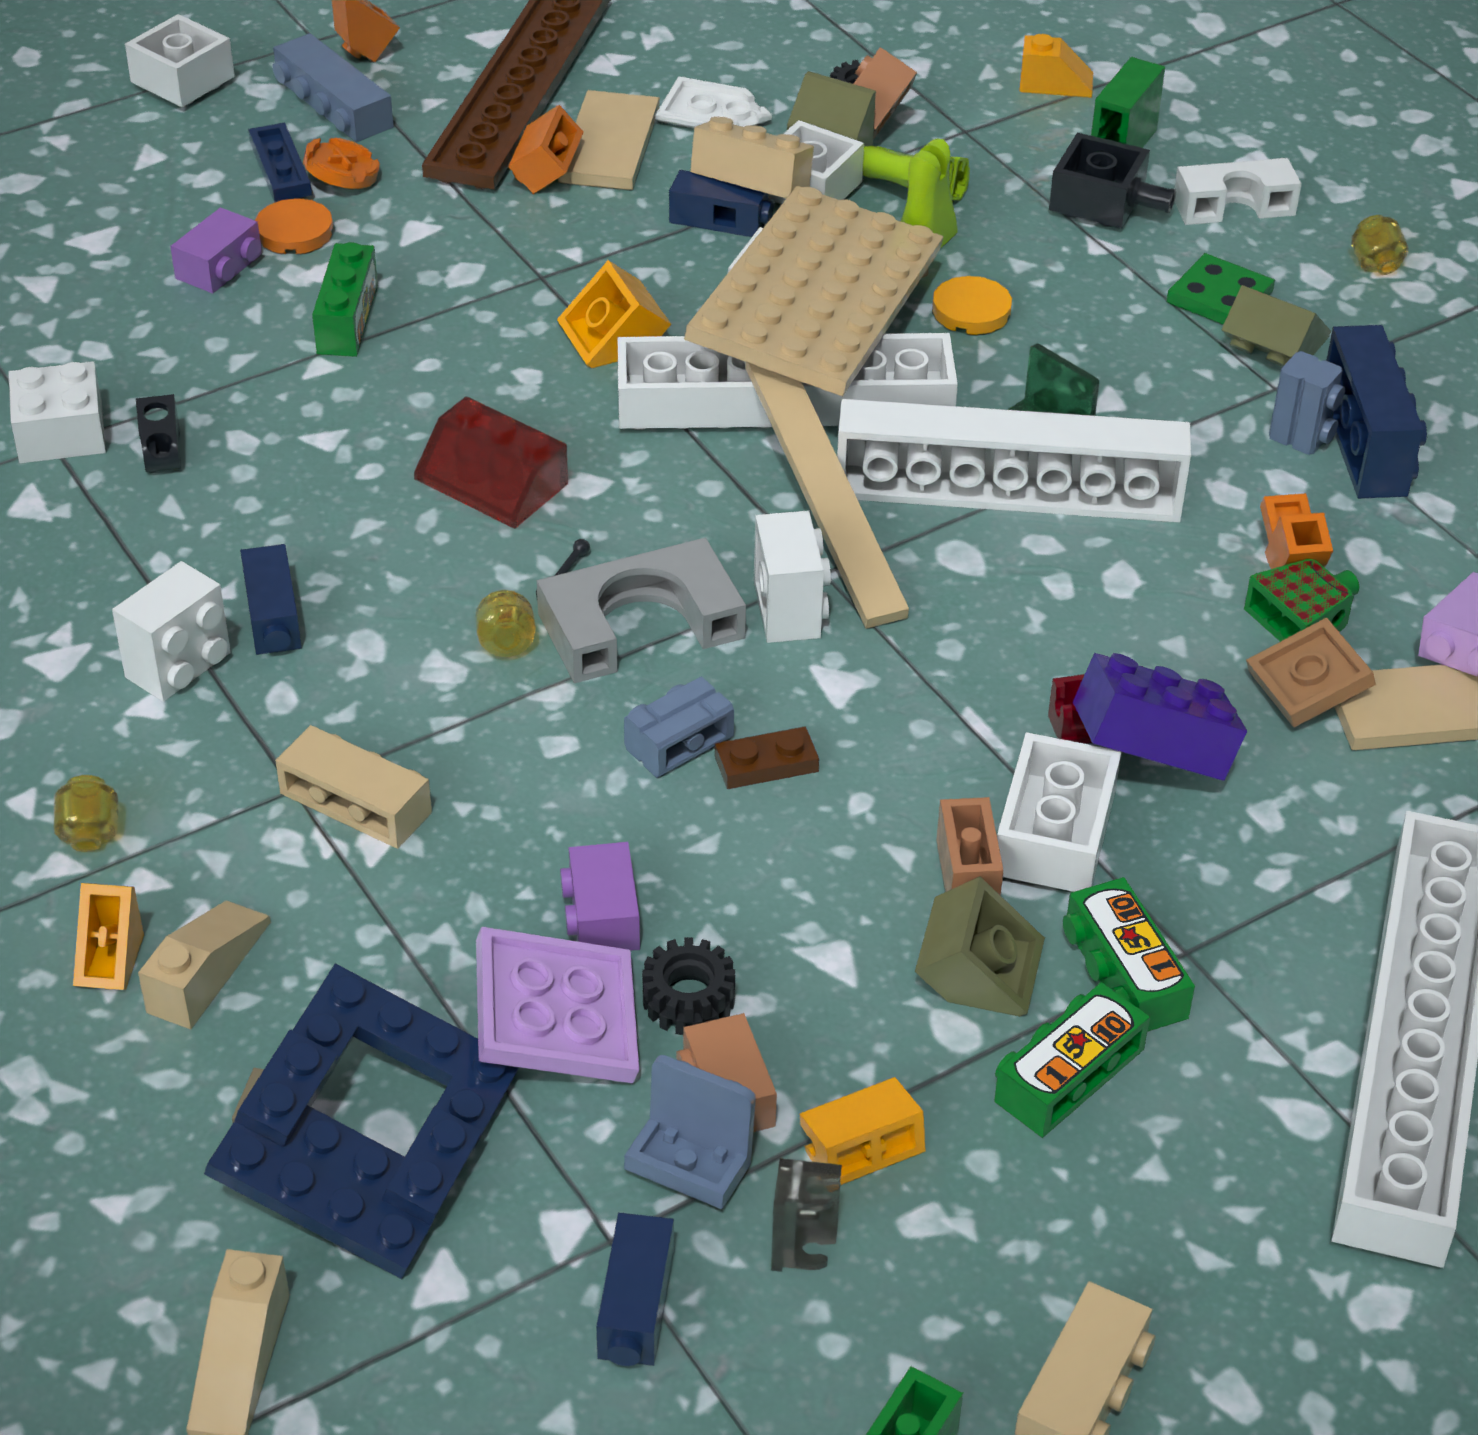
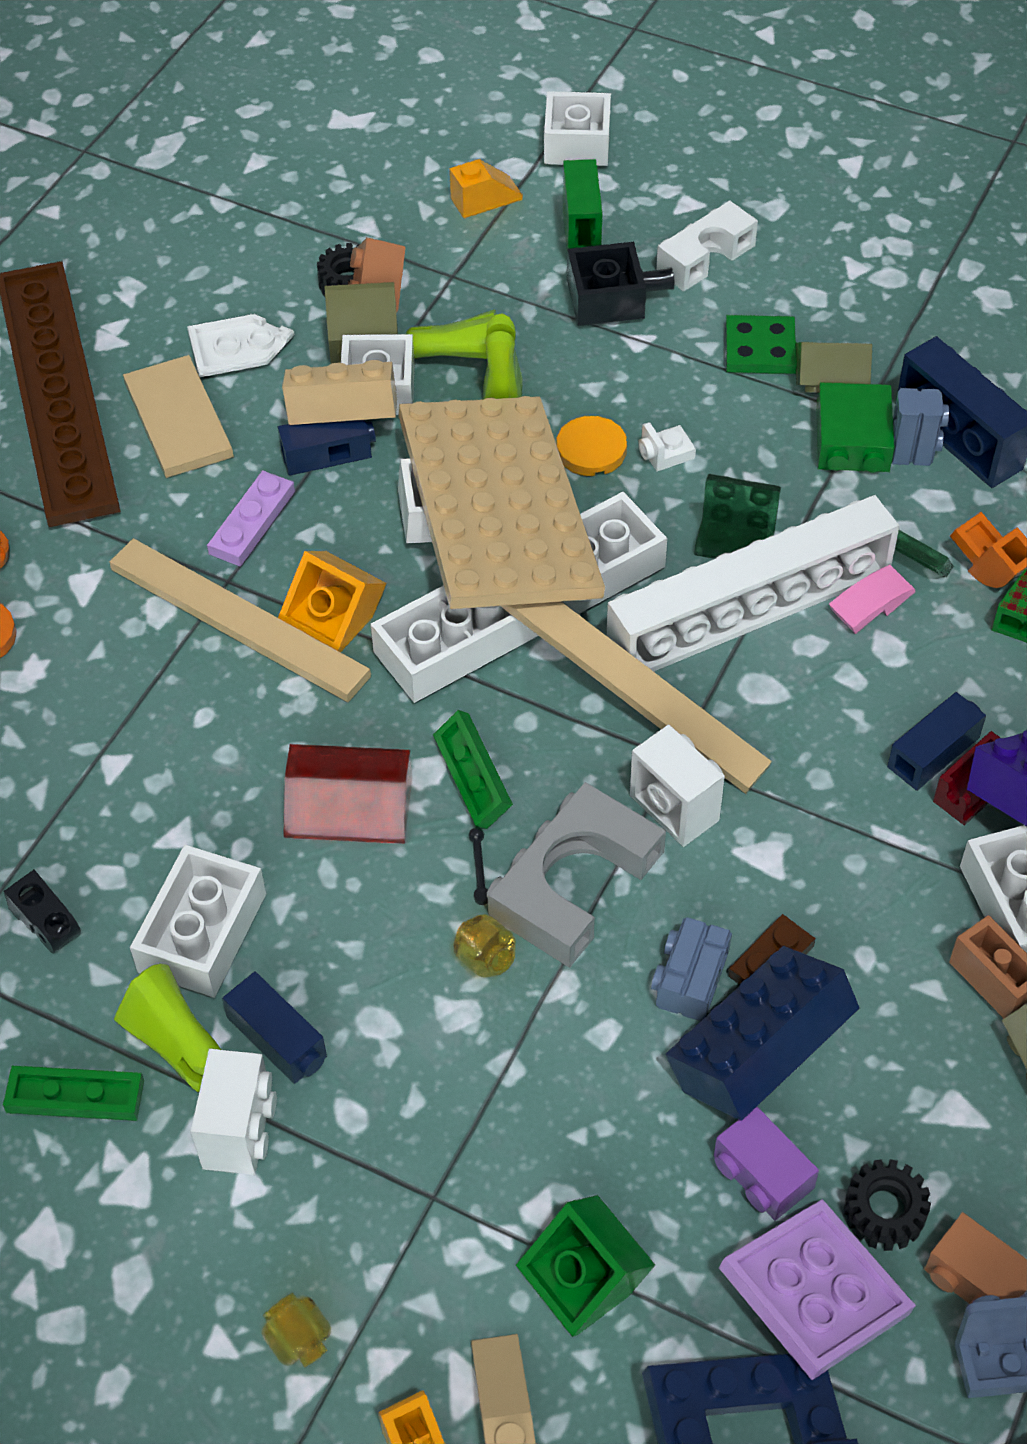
camera: 30 degrees left, 10 degrees up
(68, 570) = (73, 1093): none -> green plate
(181, 529) = (162, 1019): none -> lime piece
(276, 491) = (200, 919): none -> white brick
(345, 299) = (93, 690): green brick -> none
(354, 786) = (491, 1171): tan brick -> none
(372, 888) = (584, 1263): none -> green slope
(525, 308) = (241, 620): none -> tan tile
(546, 149) = (144, 455): orange brick -> none
(603, 237) = (251, 518): none -> lavender plate
(620, 494) = (472, 769): none -> green plate
(688, 788) = (762, 1032): none -> dark blue brick
(1048, 331) = (665, 447): none -> white bracket
(1071, 652) = (936, 740): none -> dark blue brick
(1150, 524) = (870, 596): none -> bright pink slope
(1192, 49) = (577, 127): none -> white brick
(1217, 507) = (923, 554): none -> clear green tile
(1240, 387) = (854, 427): none -> green brick
(1379, 244) = (845, 250): clear yellow head -> none

